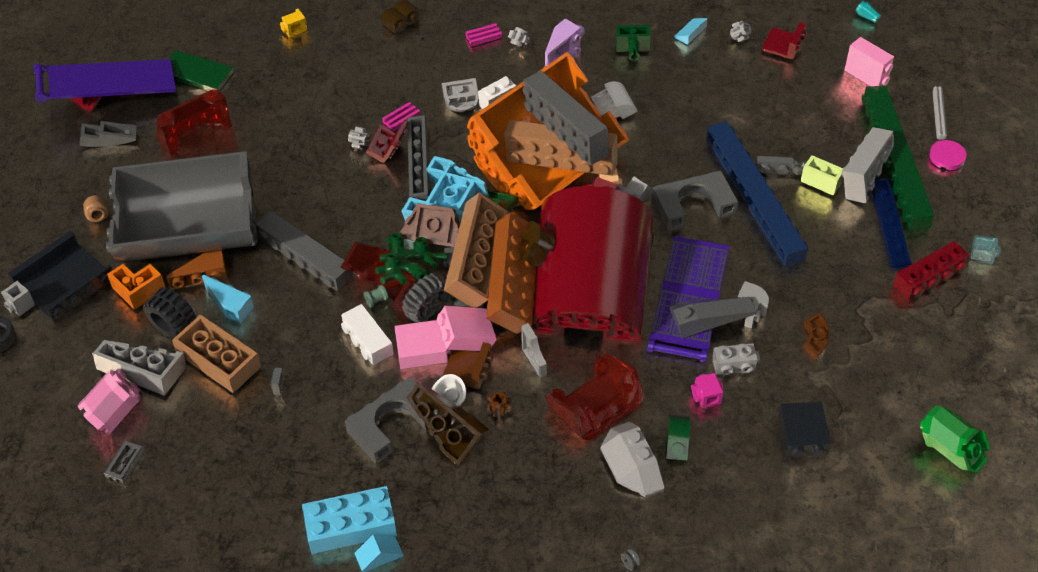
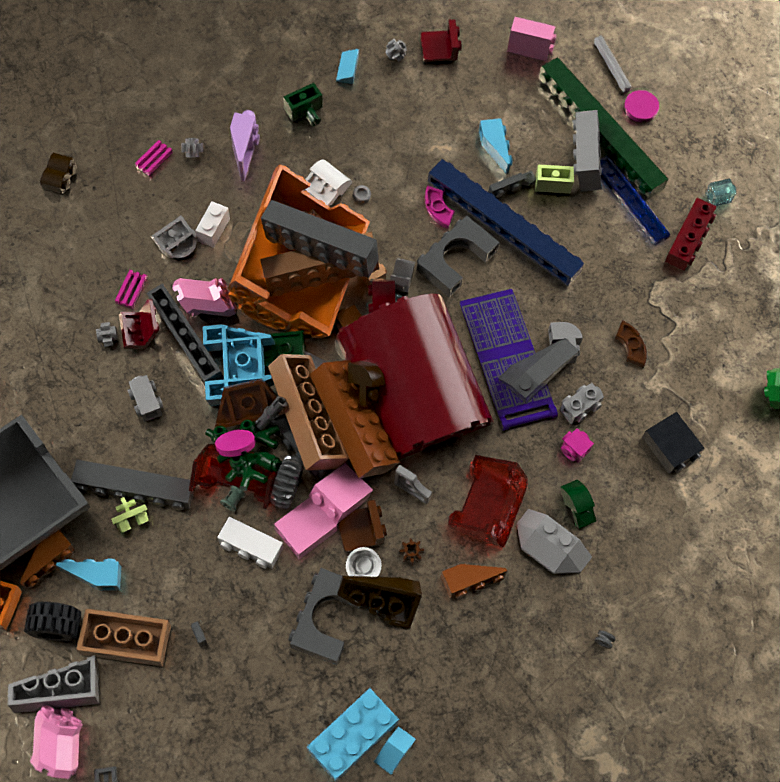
camera: 35 degrees left, 15 degrees up
(285, 267) = (121, 520): none -> yellowish green hips
(356, 193) = (143, 392): none -> light grey brick
(402, 246) = (235, 442): none -> dark pink tile
(445, 237) = (271, 413): none -> dark grey pin
(451, 140) = (204, 297): none -> bright pink brick
(536, 448) = (466, 577): none -> dark orange slope
(640, 124) = (361, 194): none -> light grey tile
(701, 158) = (437, 208): none -> dark pink tile
(786, 128) = (493, 140): none -> medium azure slope

